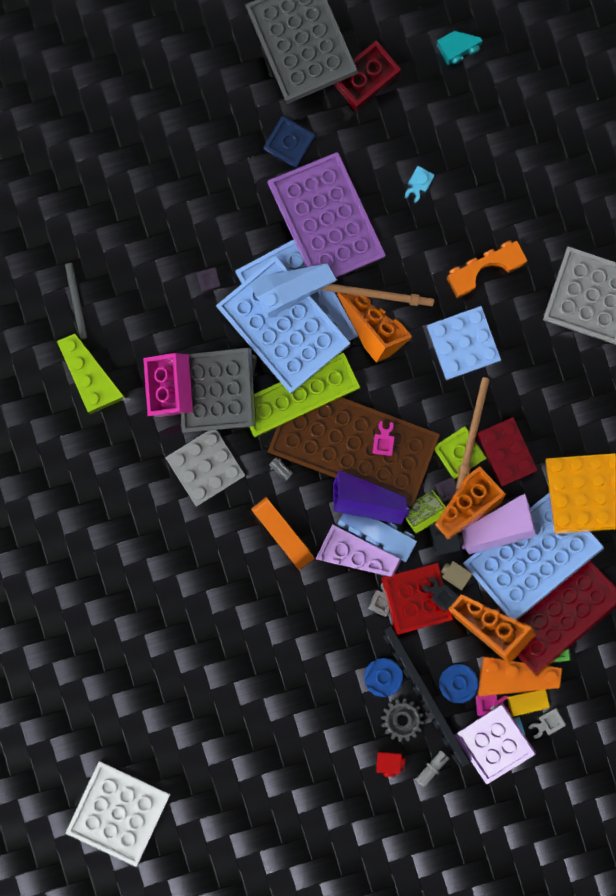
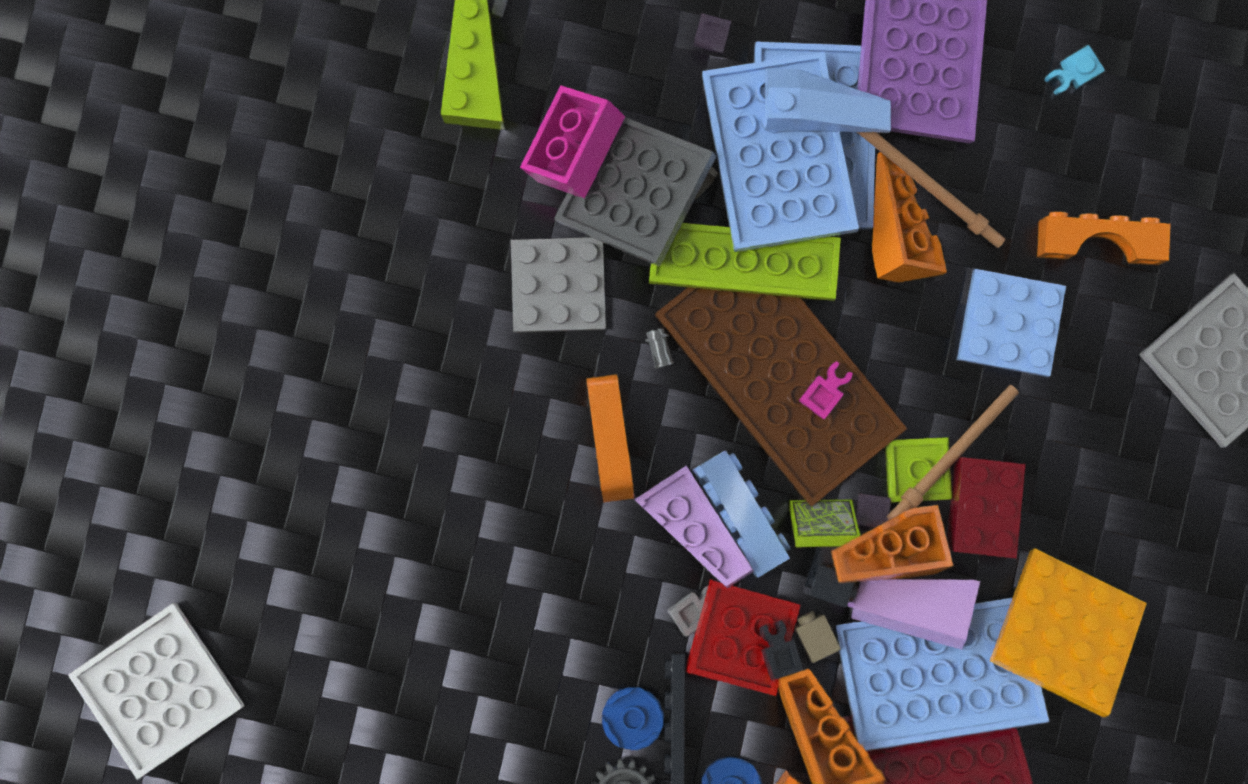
camera: 25 degrees right, 0 degrees up
(367, 500) = (754, 460): dark purple slope -> none

